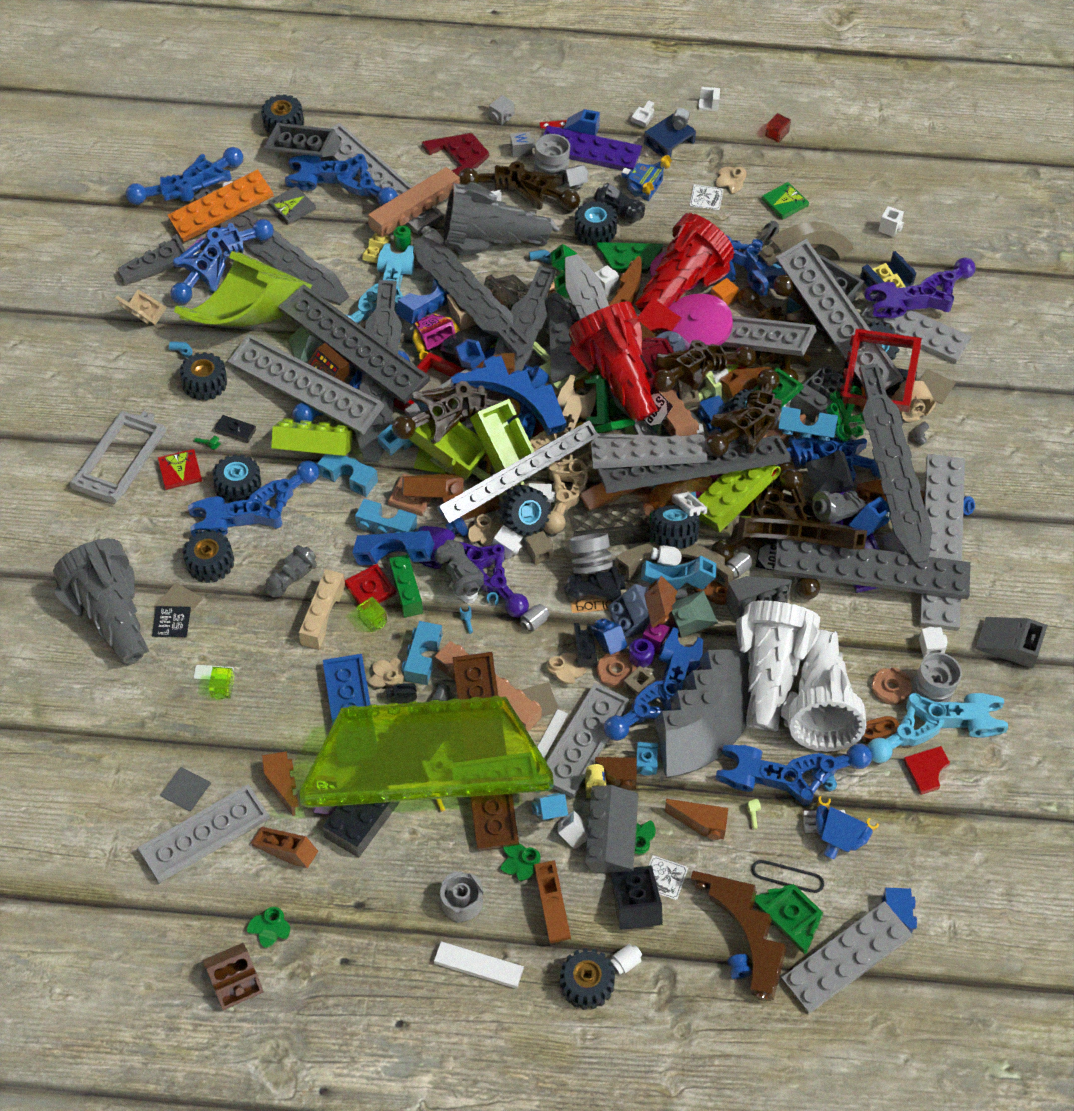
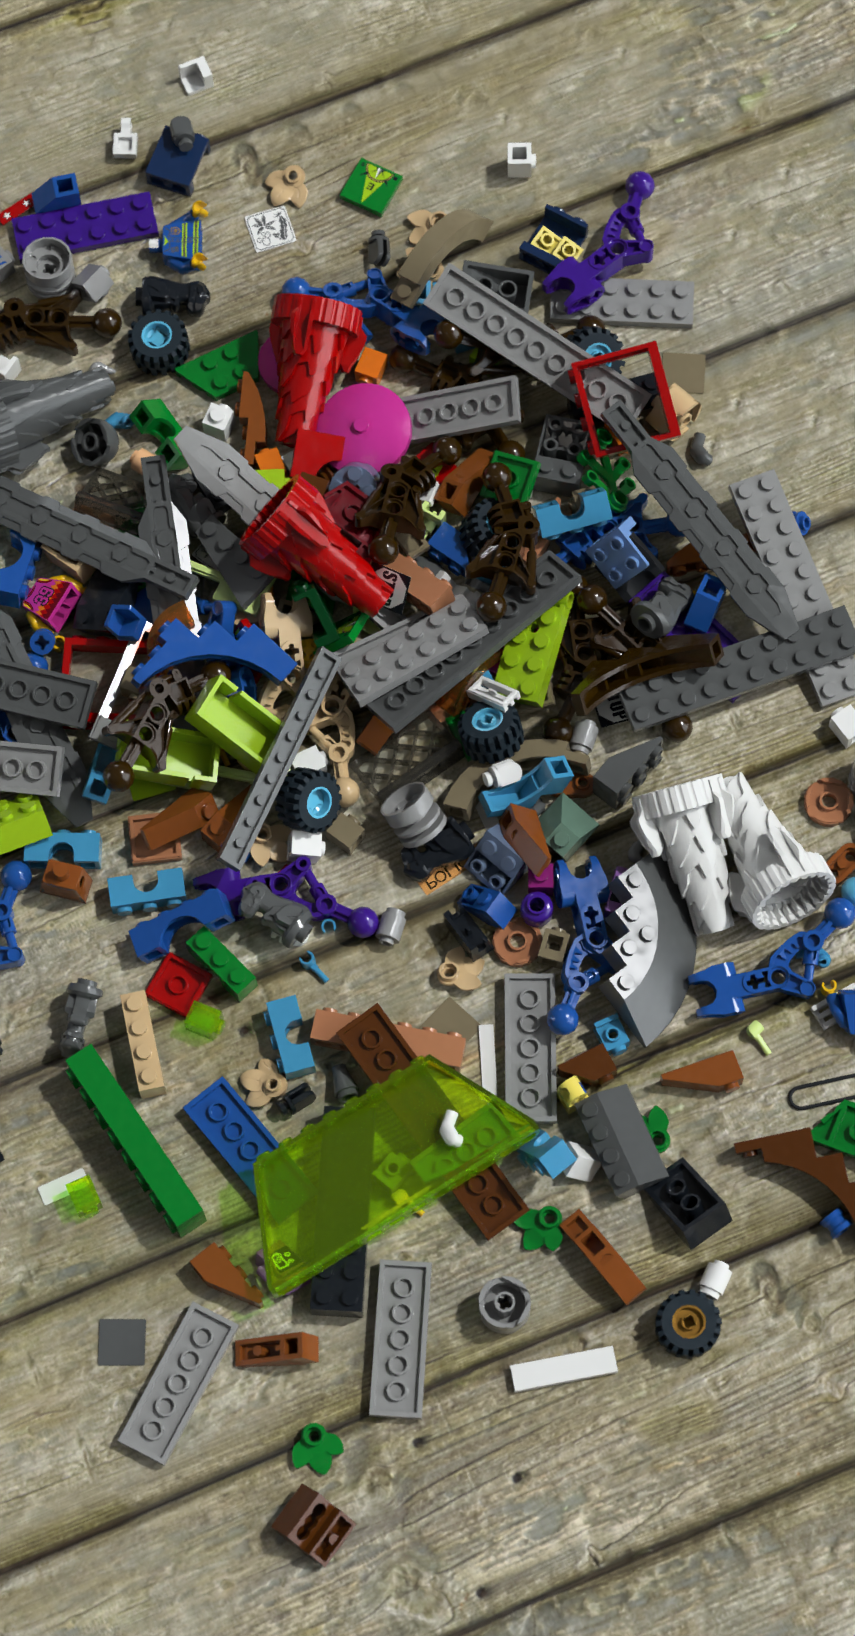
camera: 25 degrees left, 15 degrees up
(275, 664) = (138, 1144): none -> green brick
(337, 489) = (64, 881): none -> dark orange torso
(374, 884) = (400, 1339): none -> light grey plate
(413, 351) = (43, 637): none -> blue wheel
(489, 754) = (448, 1130): none -> white arm
(520, 257) = (94, 442): none -> dark grey cylinder
(668, 876) = (706, 1158): white sticker -> none
(778, 127) = (306, 79): clear red brick -> none
(824, 458) = (617, 554): none -> medium blue bracket
(892, 544) = (744, 624): light grey brick -> none

